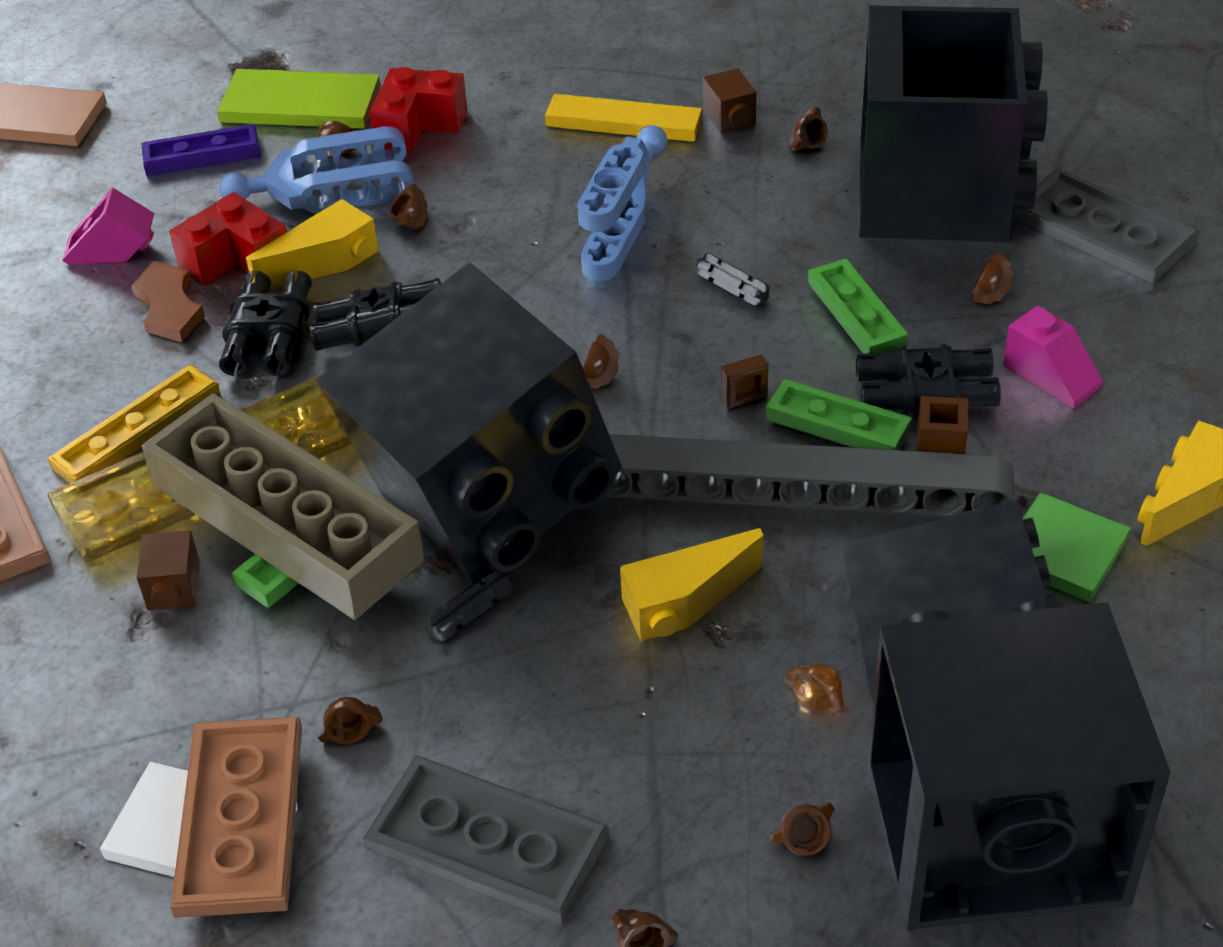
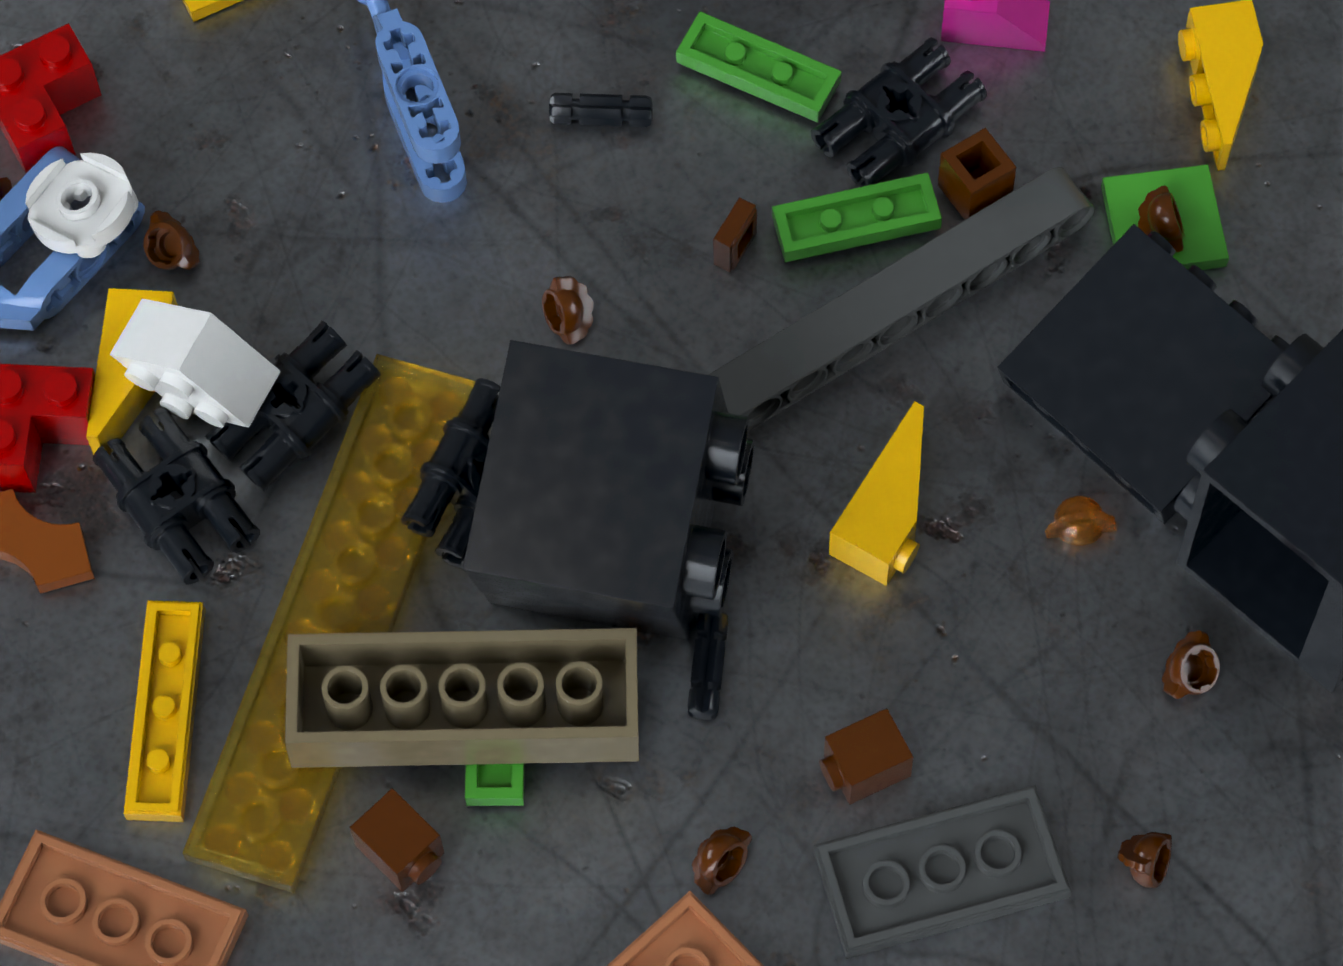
camera: 40 degrees left, 20 degrees up
(336, 248) = (194, 364): none -> white brick
(370, 151) = (88, 228): none -> white plate
(507, 723) = (866, 757): none -> reddish brown brick
(1059, 535) = (1162, 215): none -> reddish brown piece

